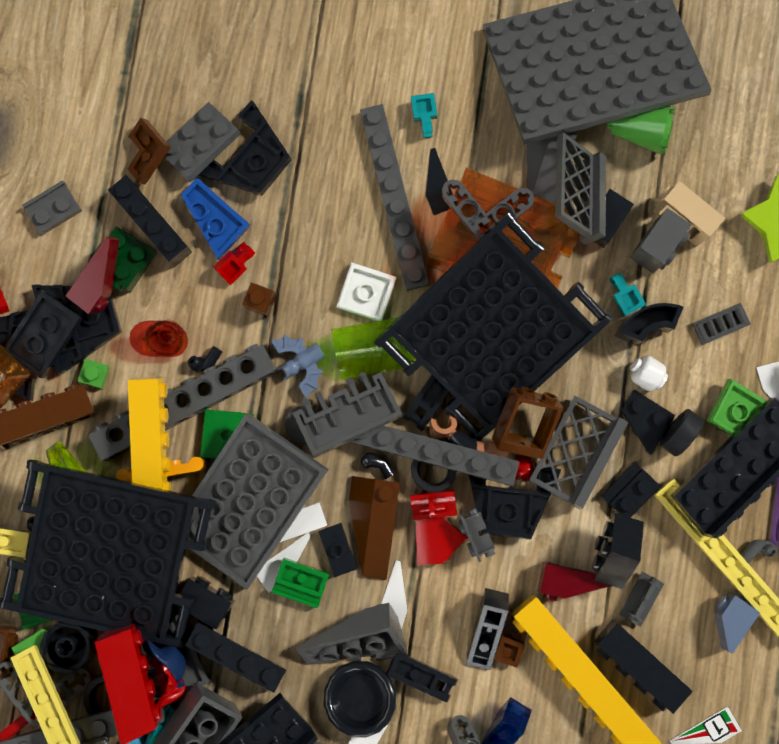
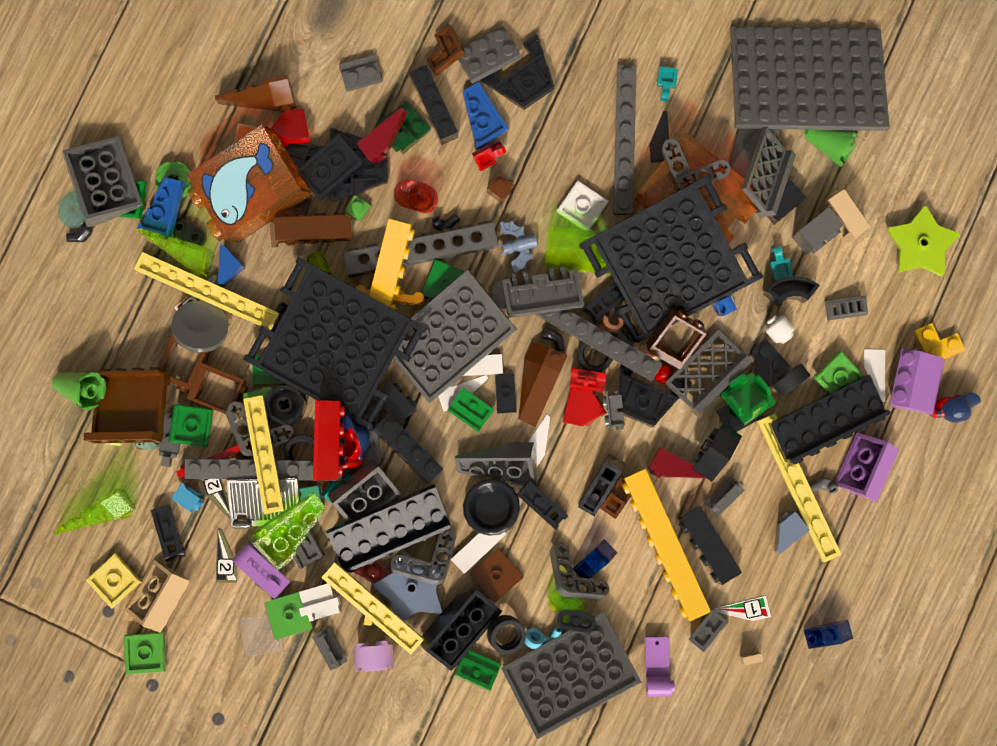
camera: 10 degrees right, 0 degrees up
(576, 366) = (725, 306): none -> blue leg
(635, 469) = (748, 397): none -> green panel

